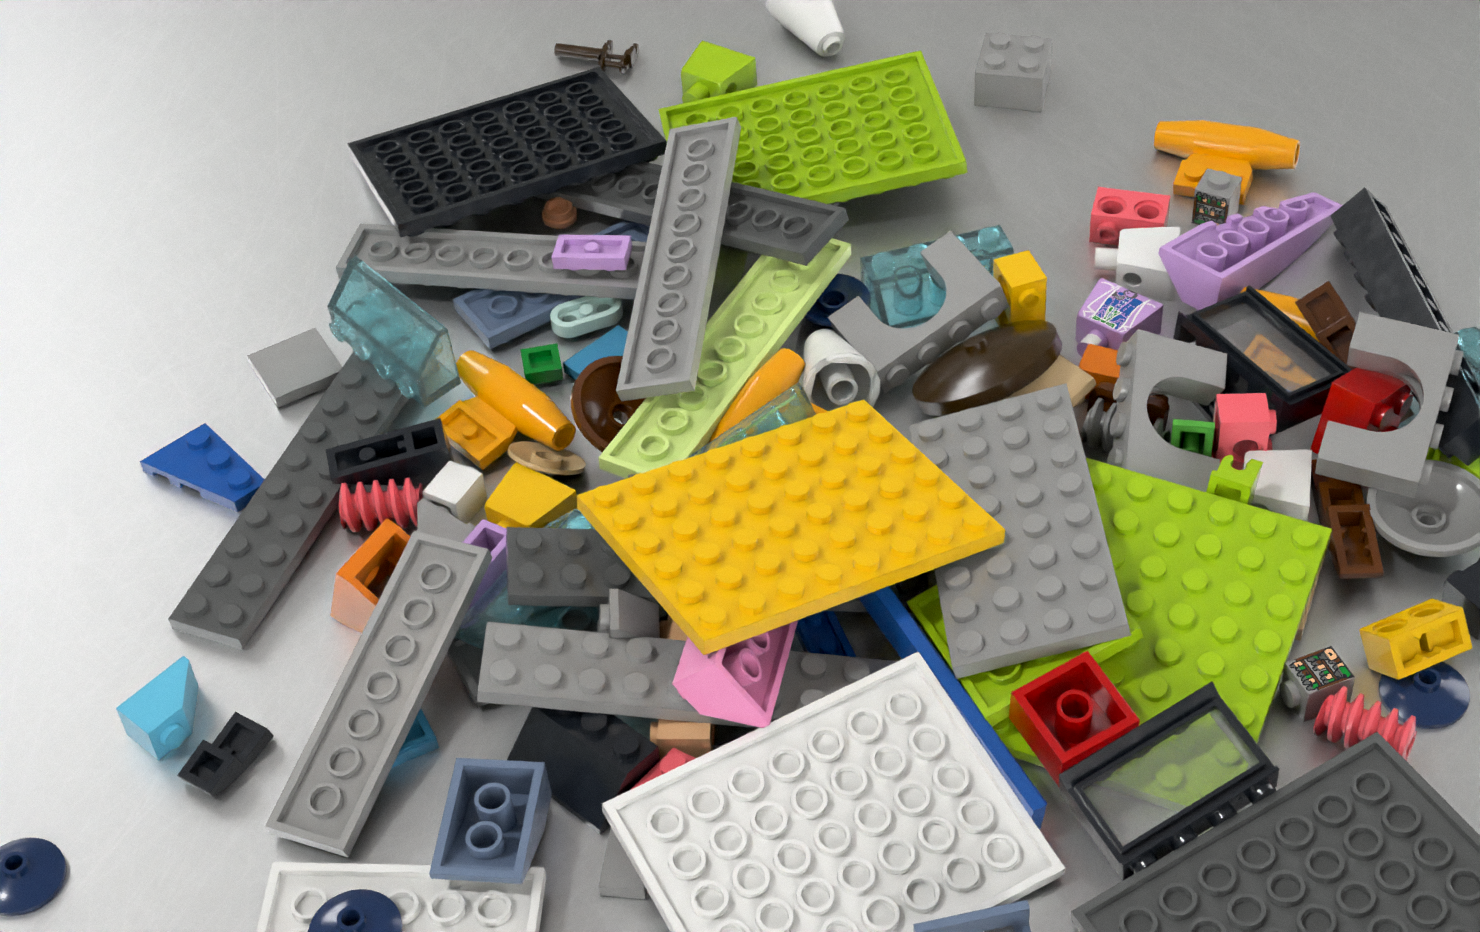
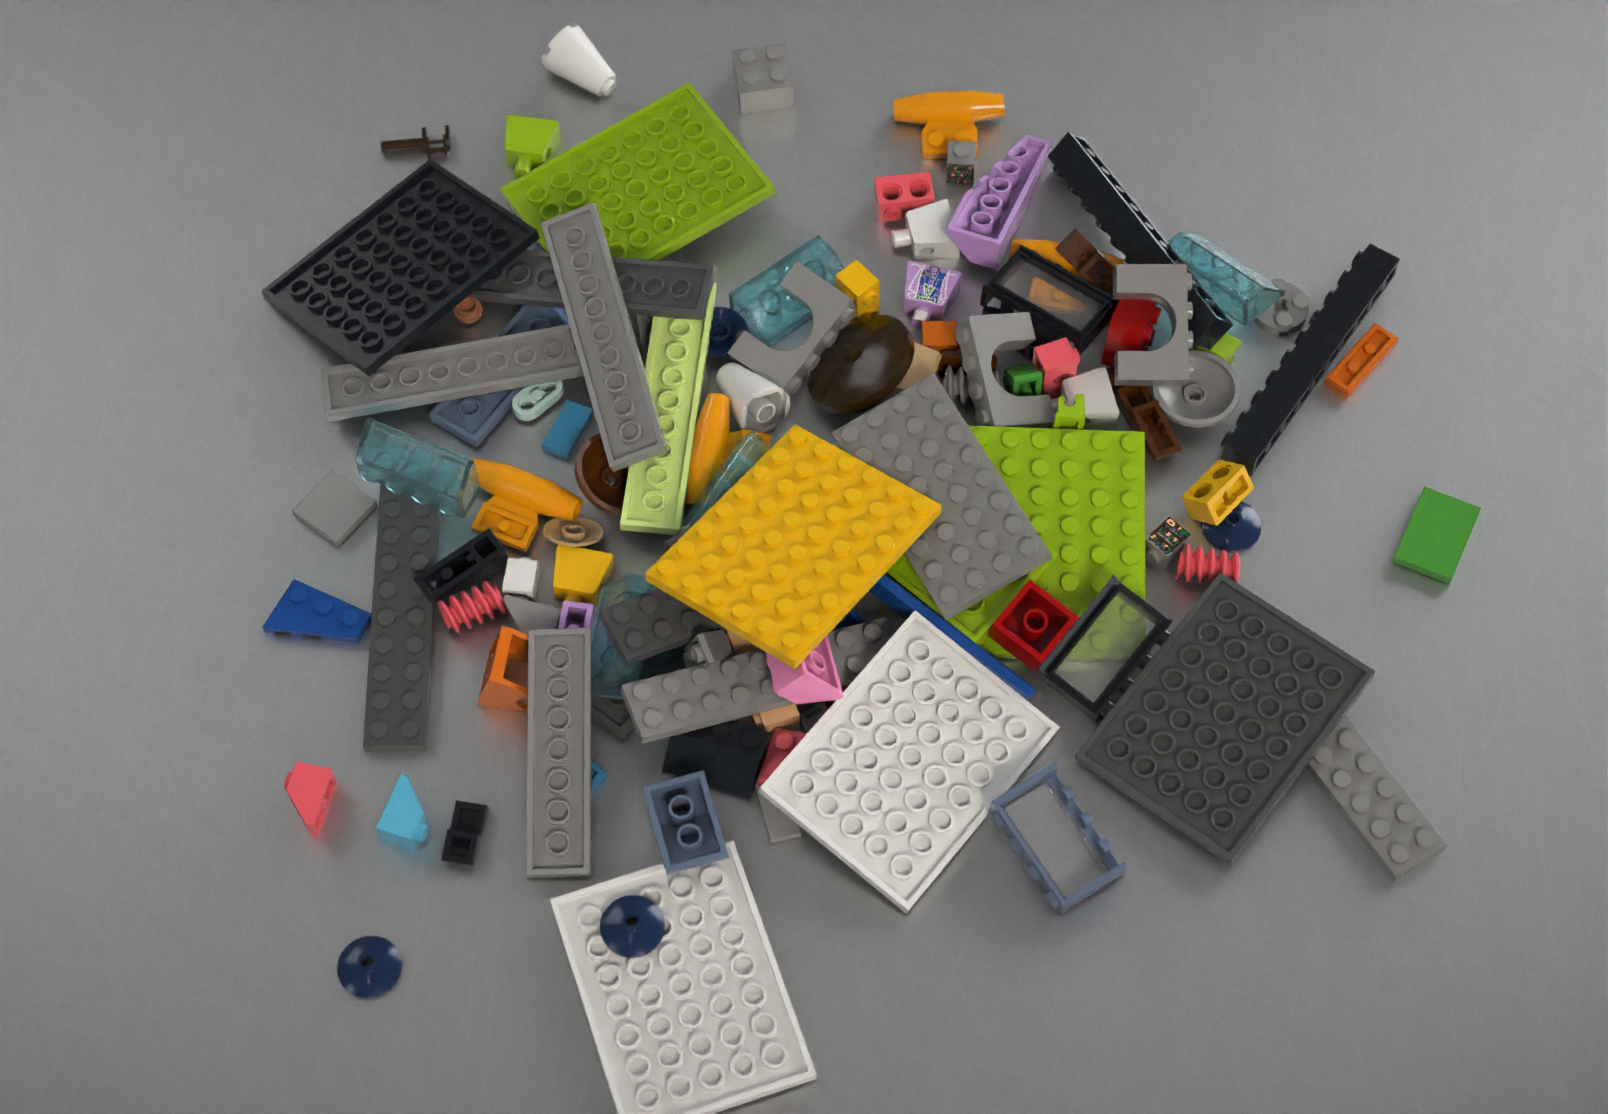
camera: 25 degrees left, 15 degrees up
(74, 653) = (310, 793): none -> coral slope
(542, 364) = (526, 450): green plate -> none
(592, 252) = (530, 350): lavender plate -> none

